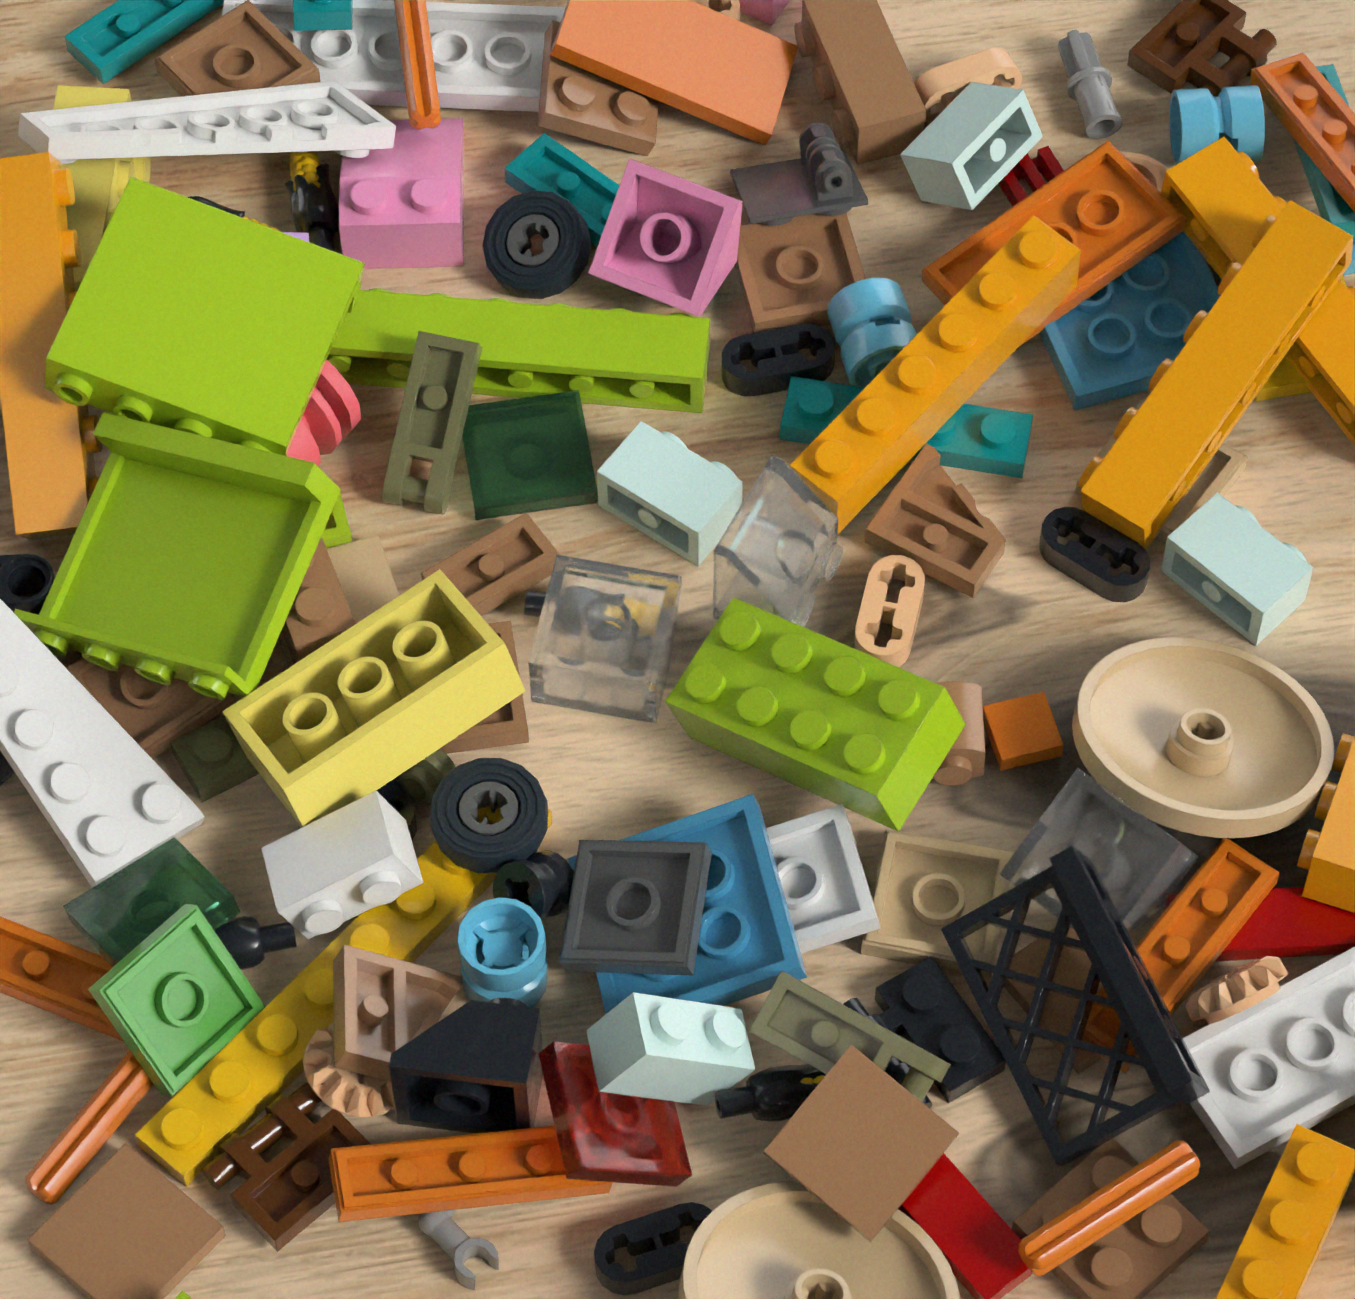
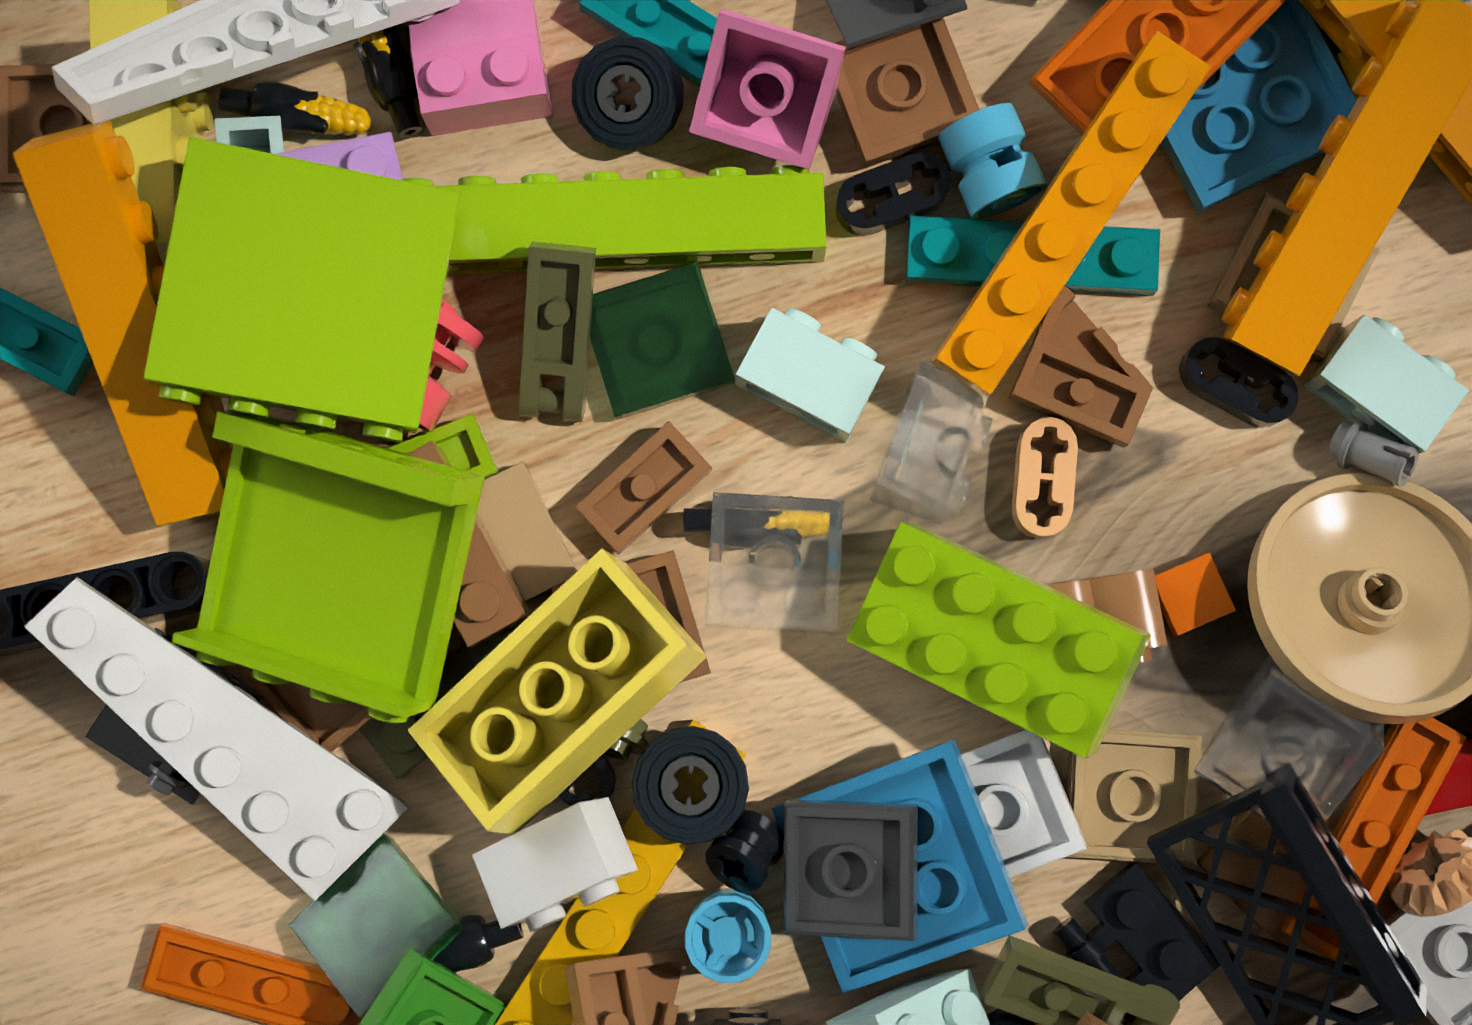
camera: 10 degrees left, 25 degrees up
(1205, 619) = (1372, 453): none -> light grey pin

